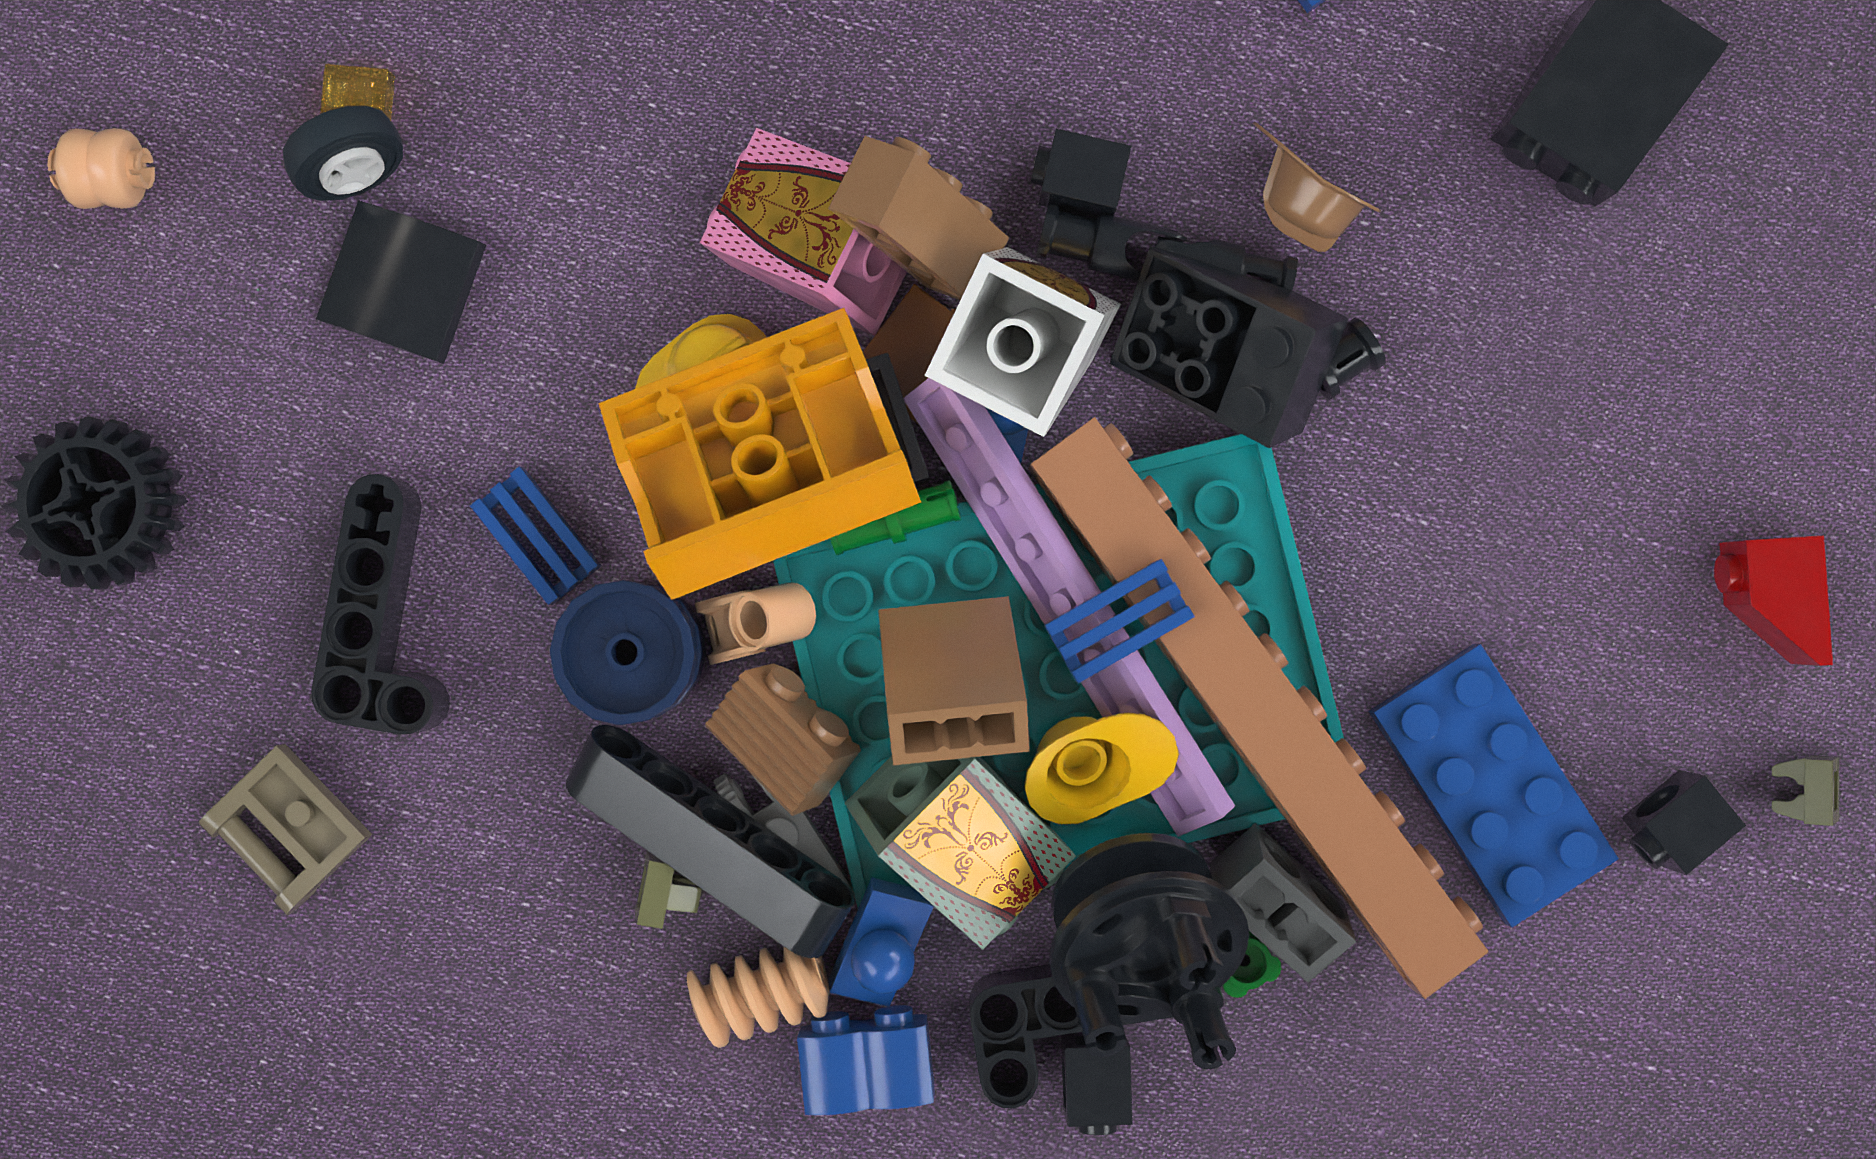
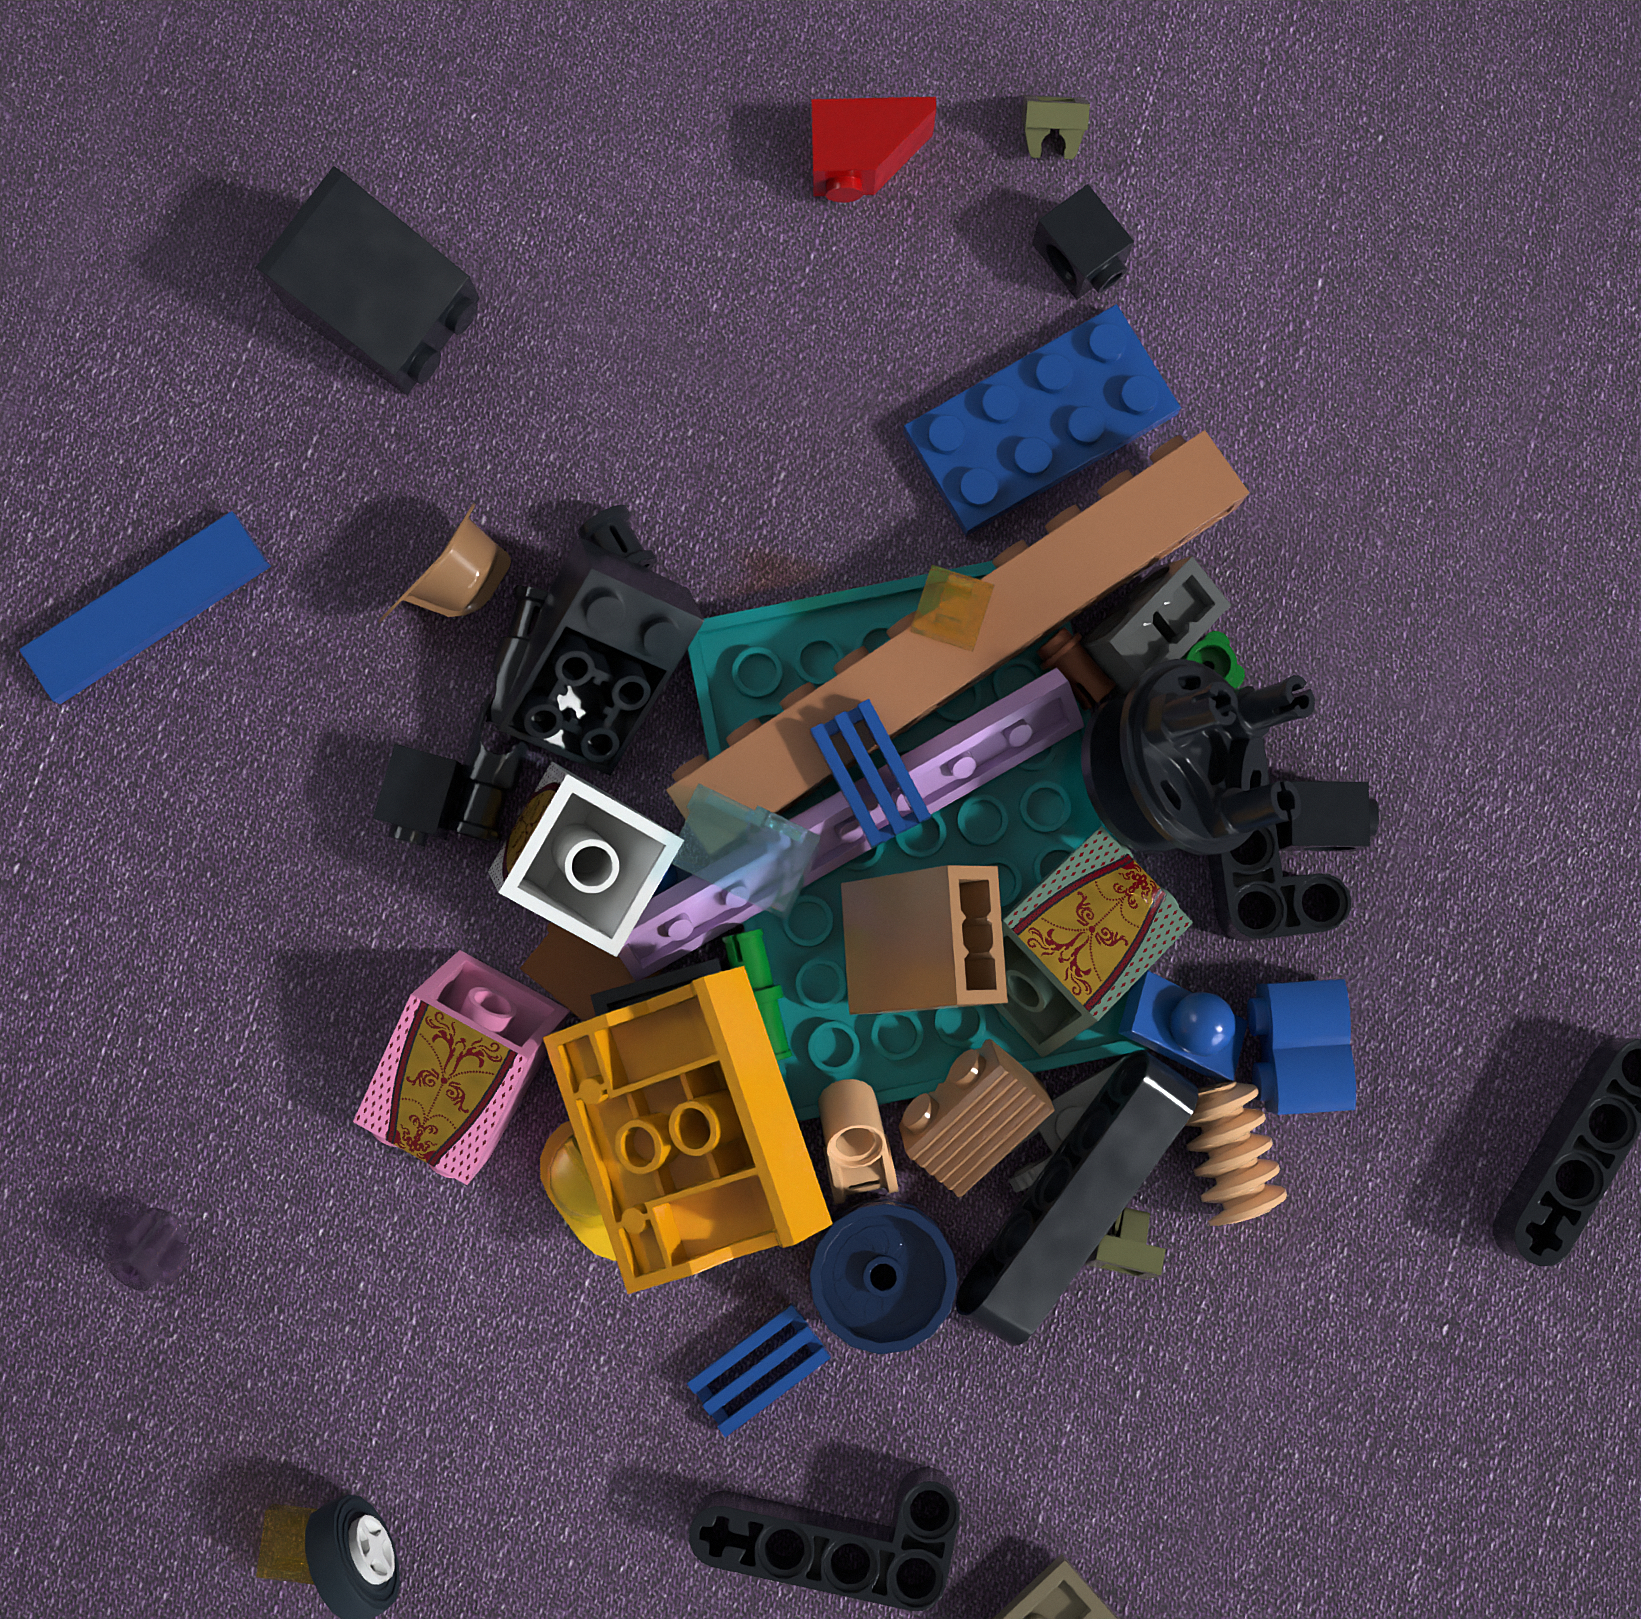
camera: 90 degrees left, 5 degrees down
(401, 281) = (488, 1503): black slope -> none
(916, 214) = (454, 959): medium nougat brick -> none
(1034, 499) = (746, 851): none -> clear light blue panel
(1098, 765) = (1012, 800): yellow piece -> none
(1236, 828) = (1077, 666): none -> copper pin
(1291, 698) = (952, 608): none -> clear yellow tile

